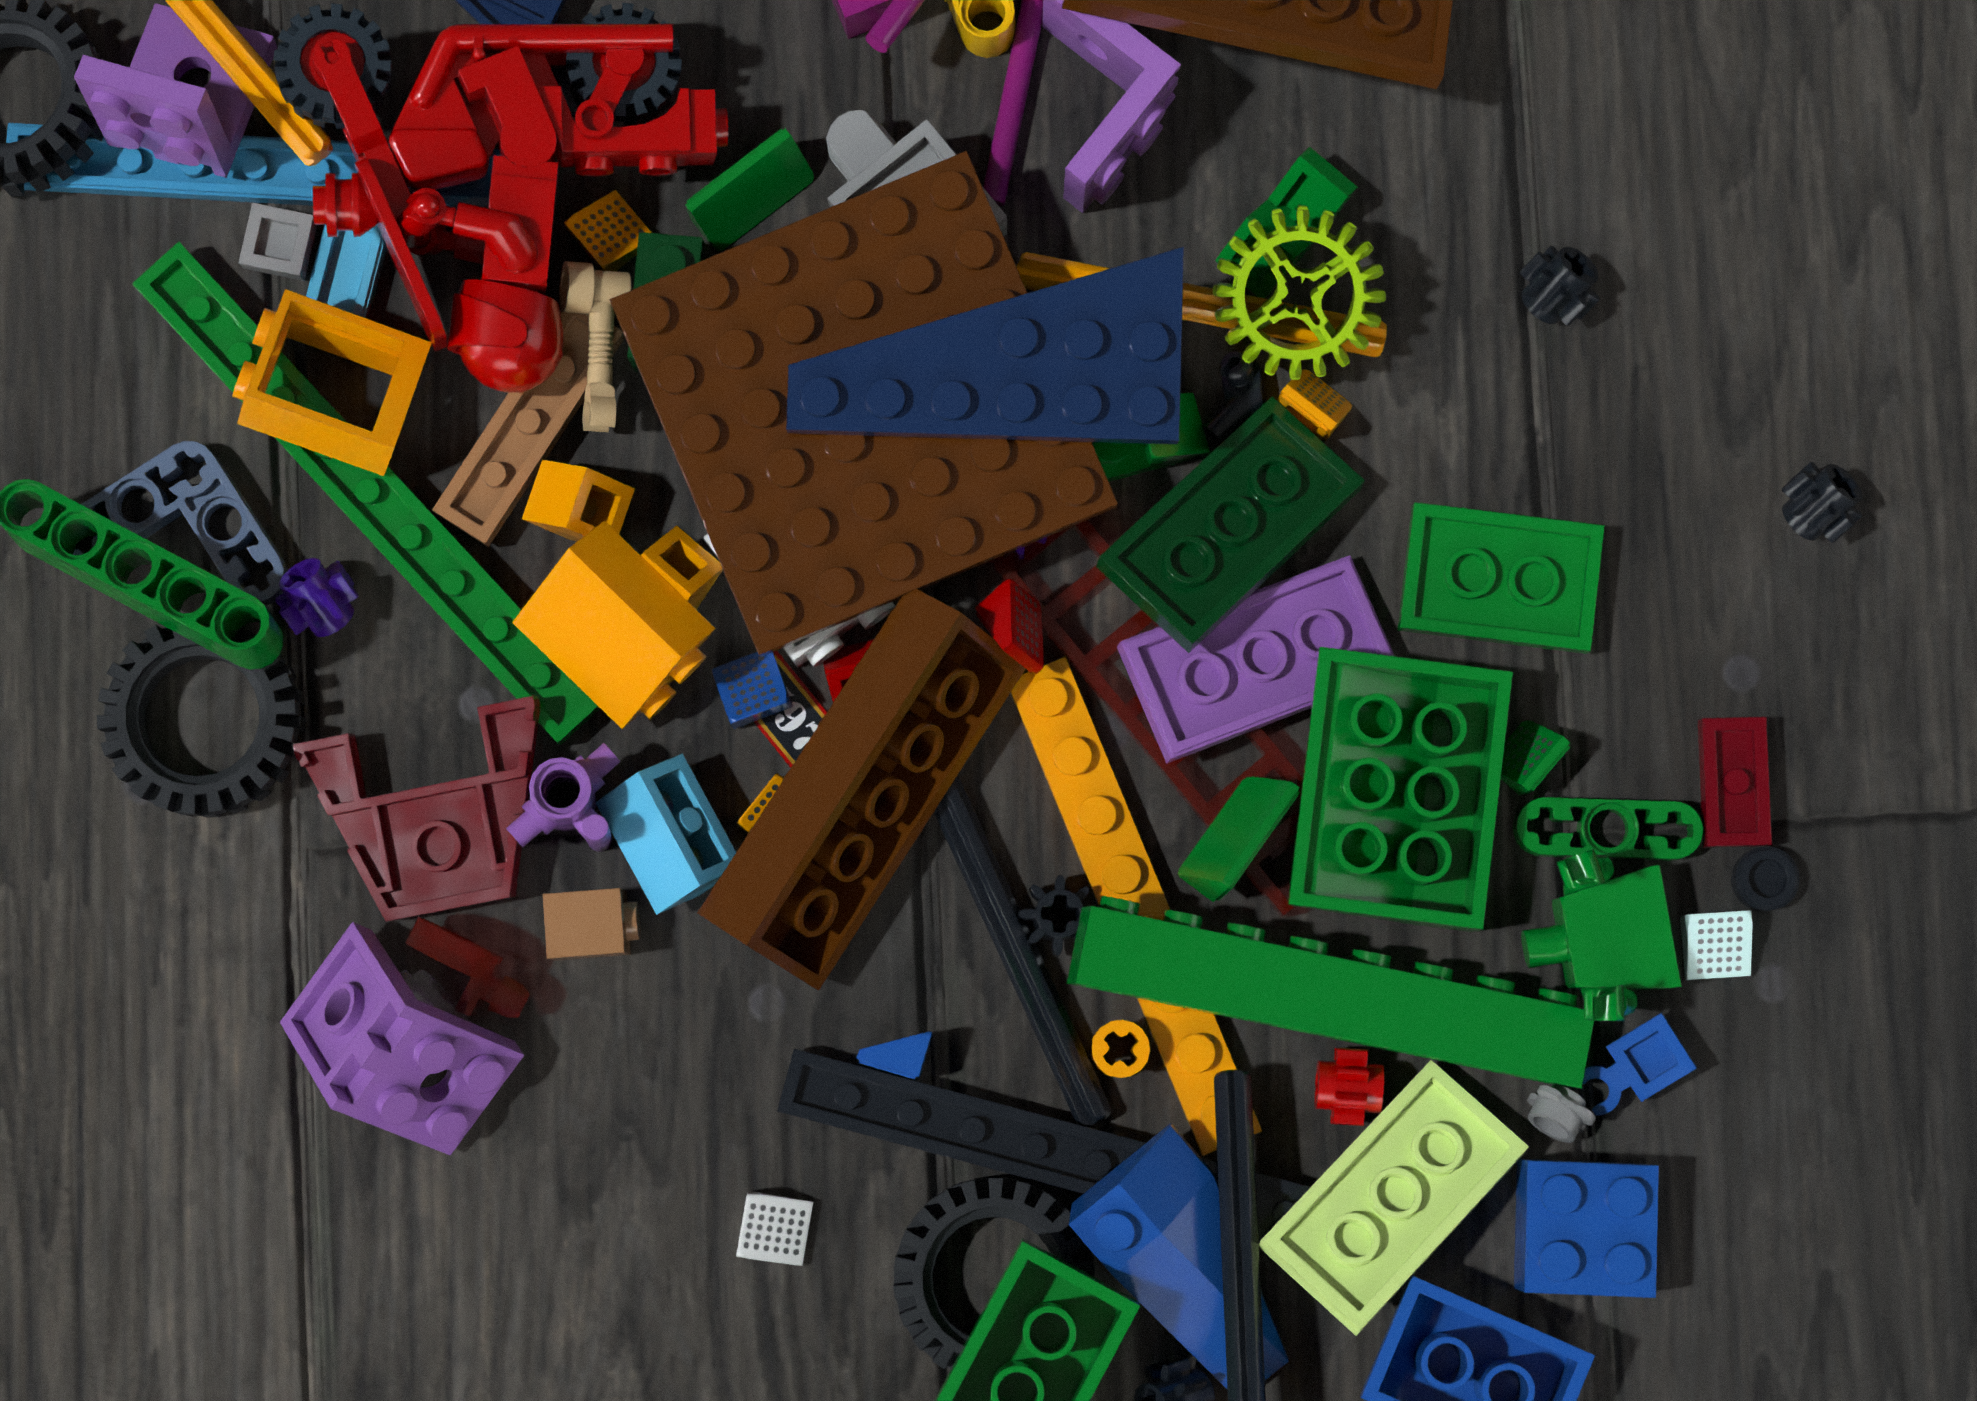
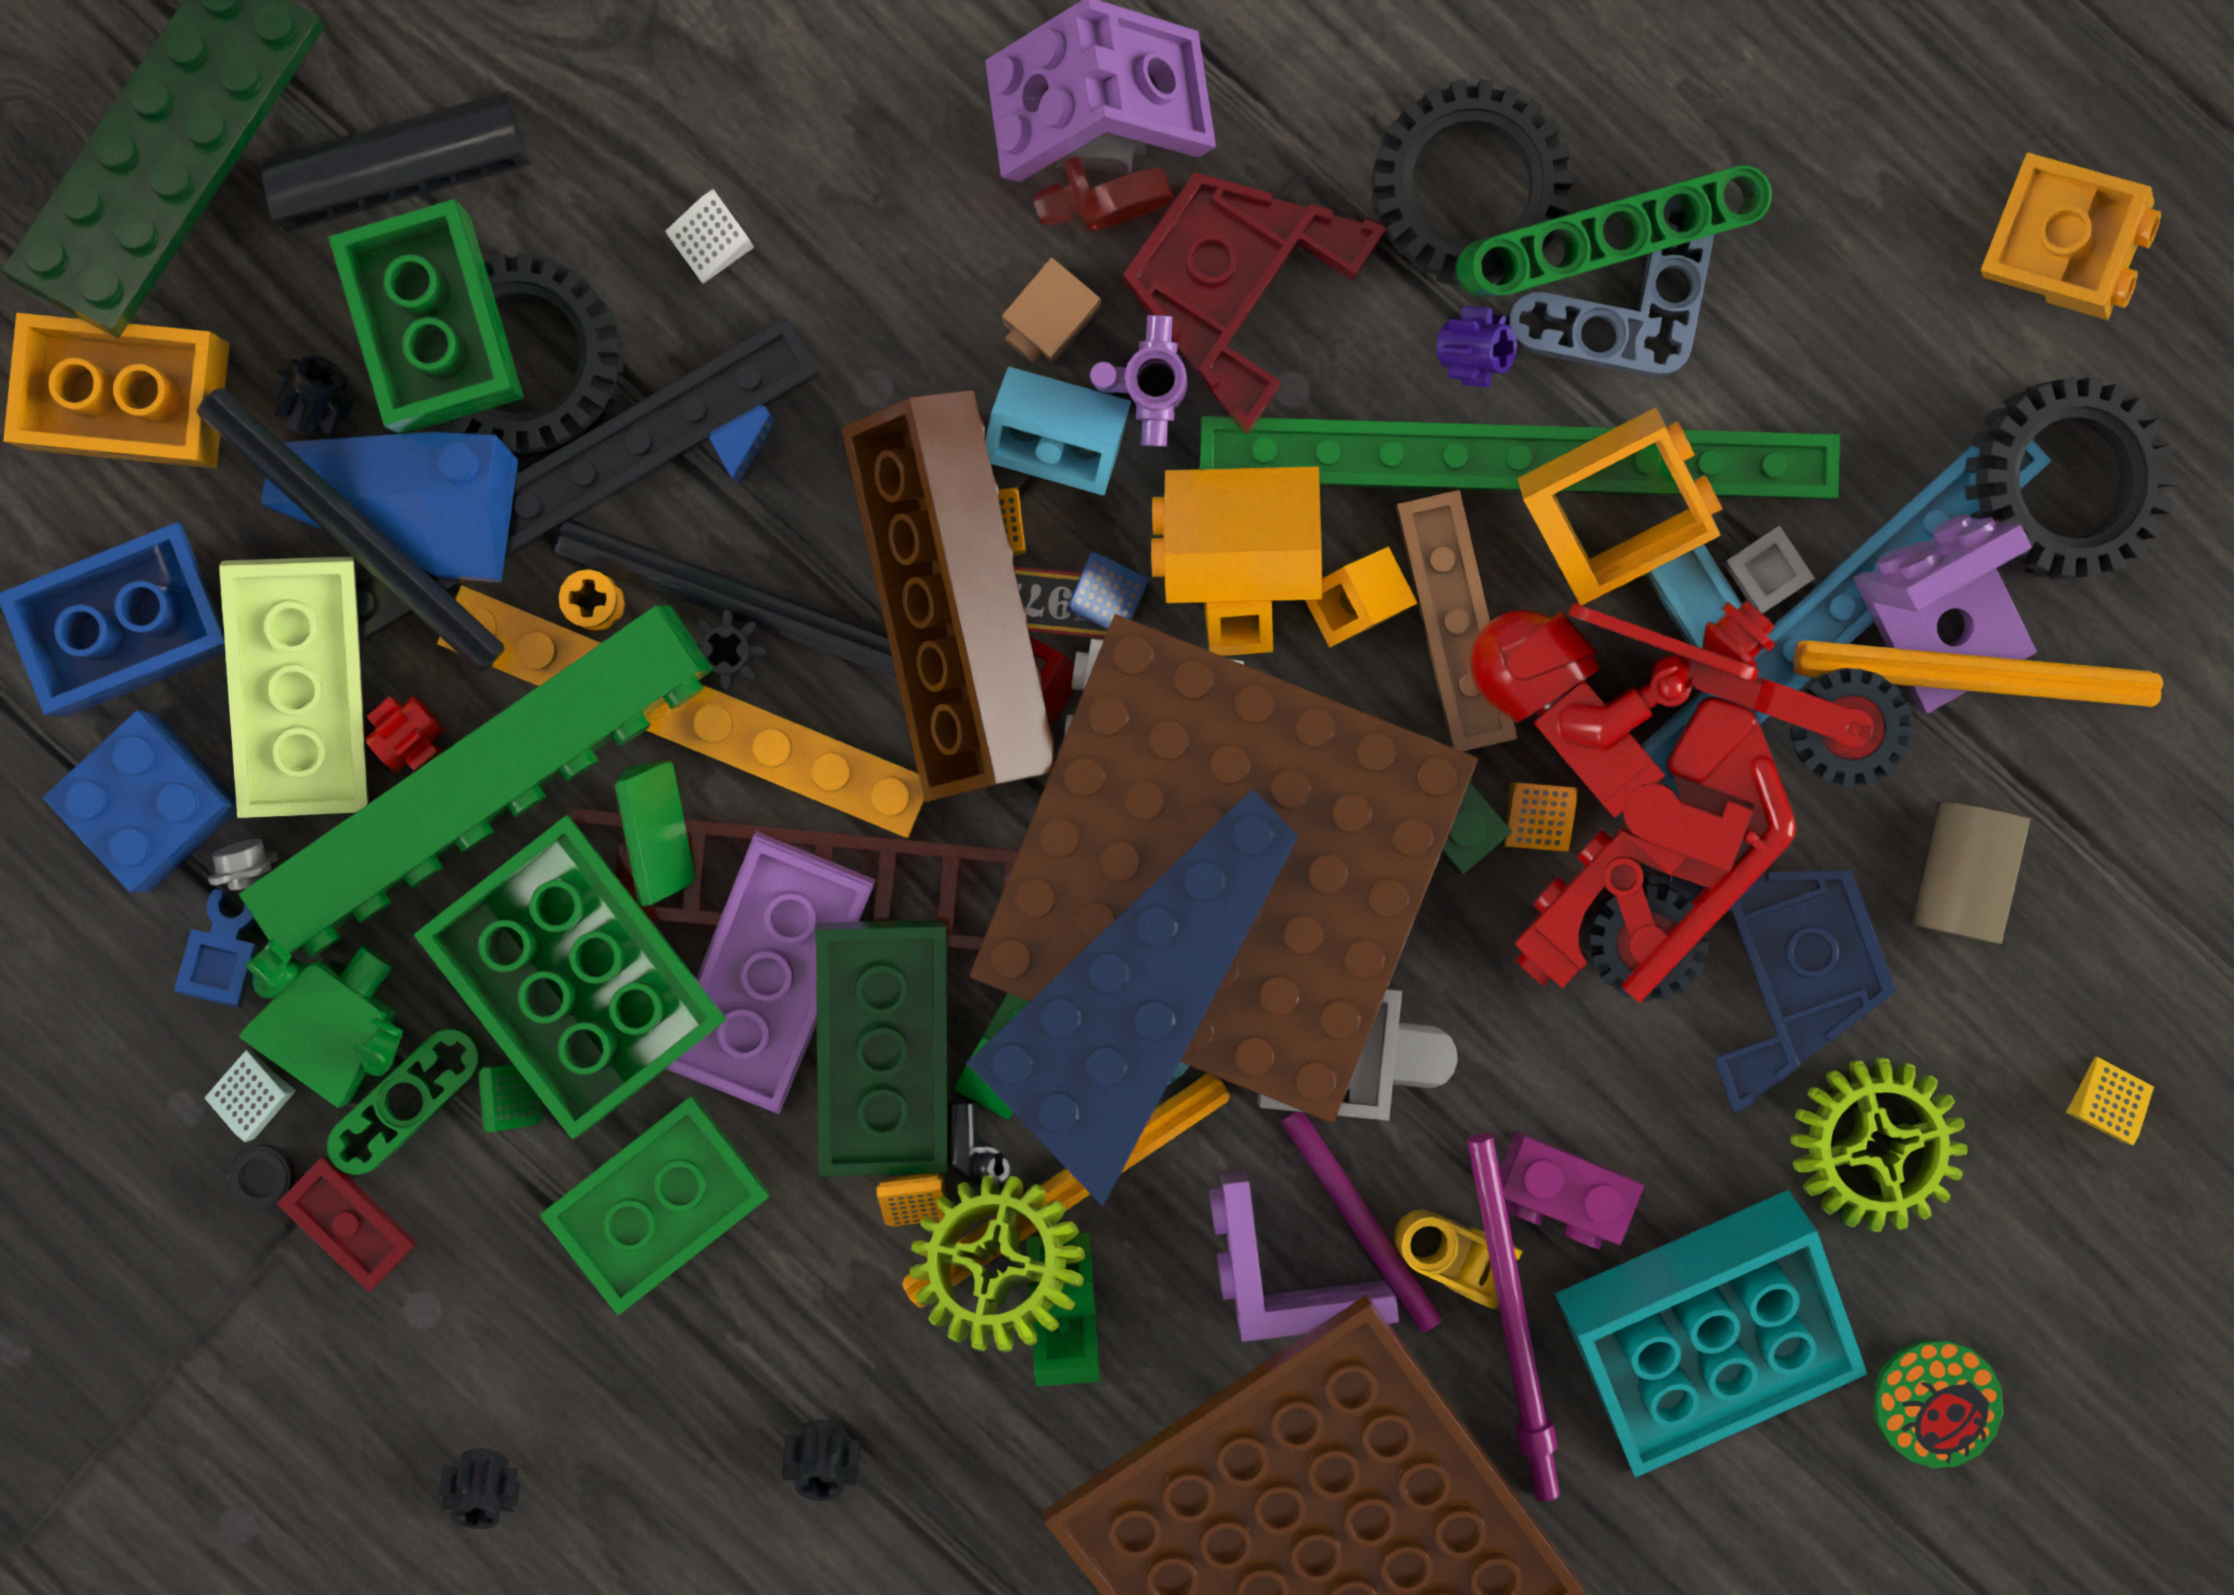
camera: 135 degrees right, 5 degrees up
(588, 293) = (1500, 758): tan brick -> none
(750, 190) = (1469, 946): green slope -> none
(1015, 623) = (960, 820): red slope -> none

